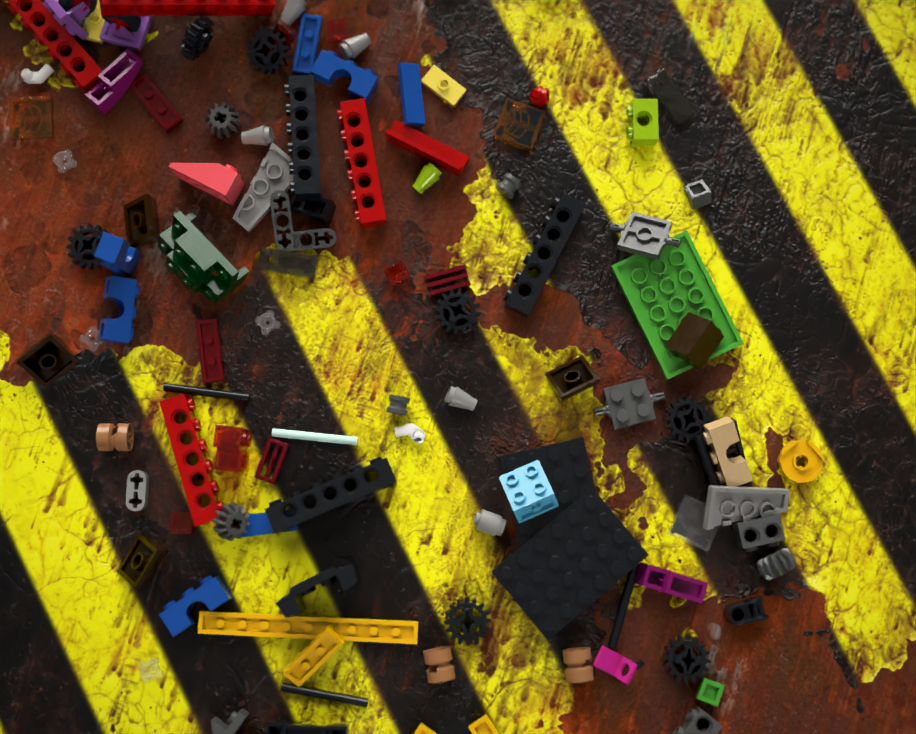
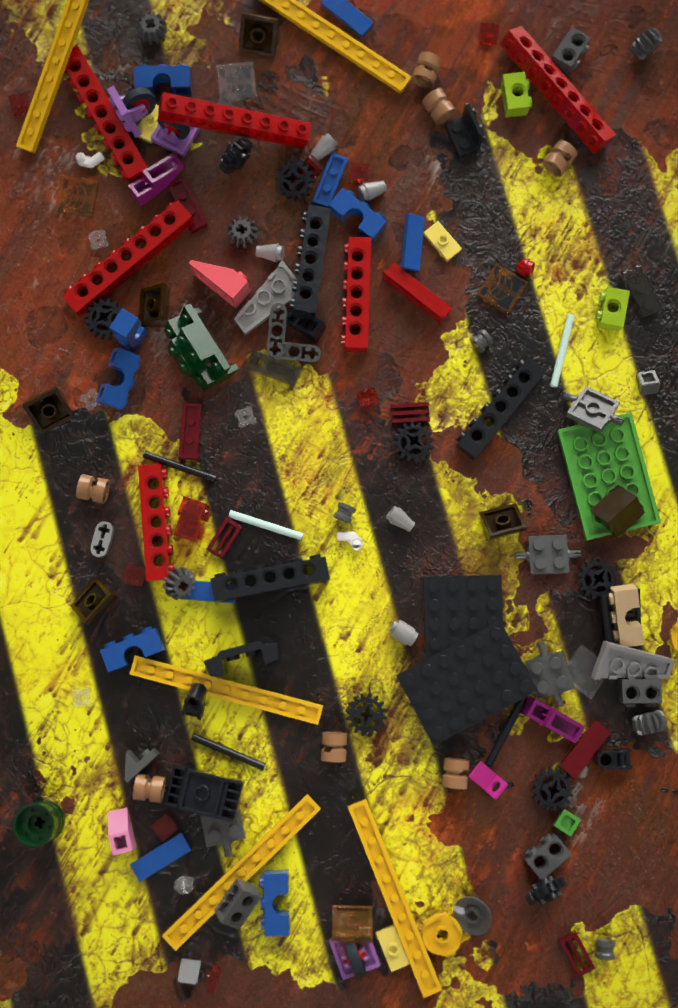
camera: 15 degrees right, 0 degrees up
(102, 186) = (125, 269): none -> red brick
(276, 647) = (195, 701): none -> black piece
(313, 656) = (225, 716): yellow plate -> none
(427, 177) = (411, 319): lime cone -> none
(528, 491) = (444, 612): medium azure bracket -> none
(598, 178) = (562, 350): none -> light aqua bar
(658, 534) = (550, 674): none -> dark grey plate
(712, 607) = (584, 749): none -> dark red tile

